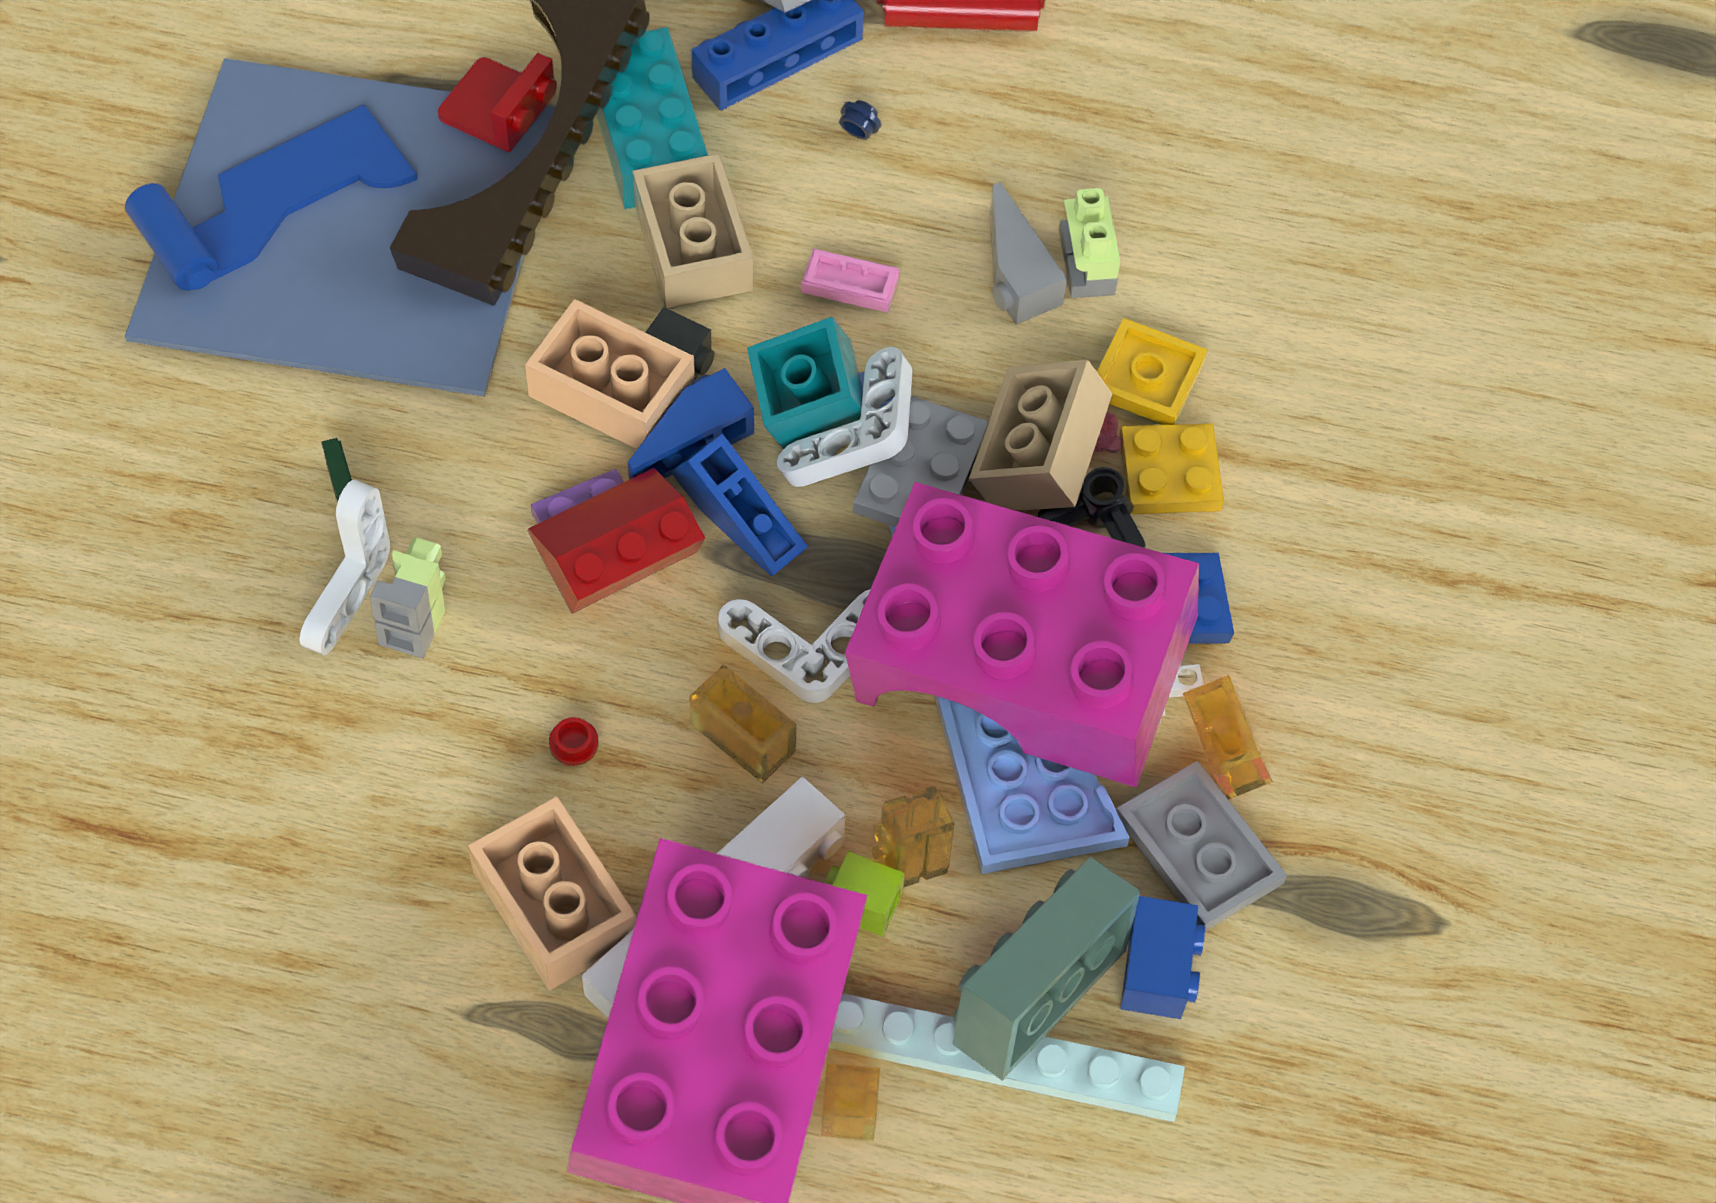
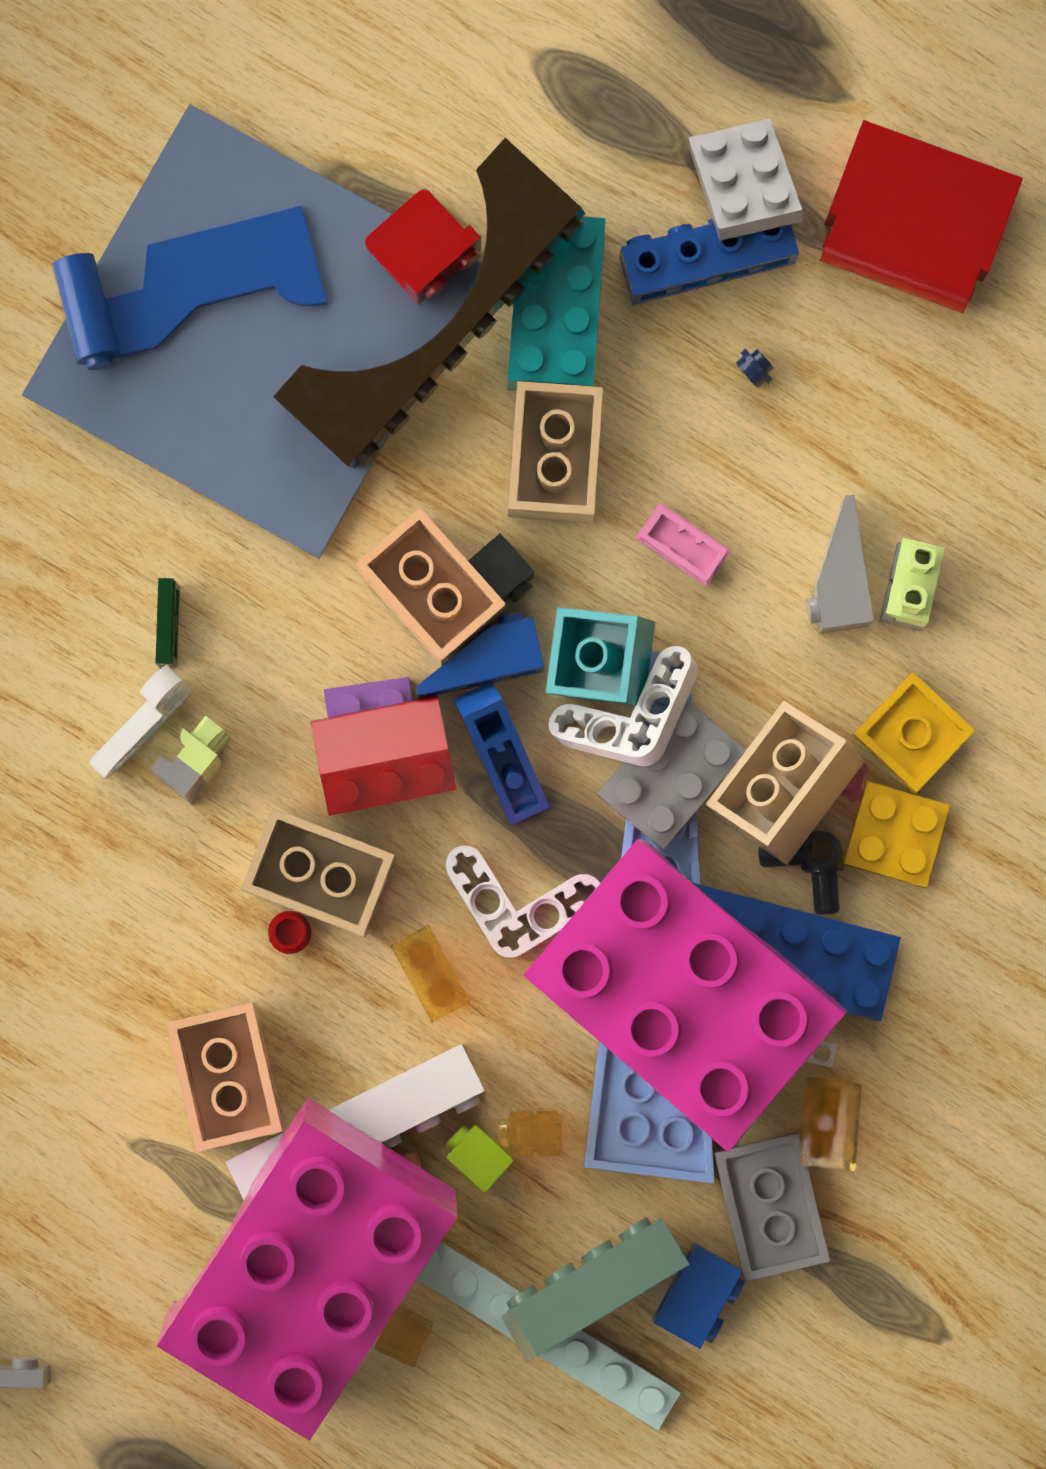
camera: 20 degrees right, 25 degrees up
(586, 664) = (318, 872): none -> tan brick

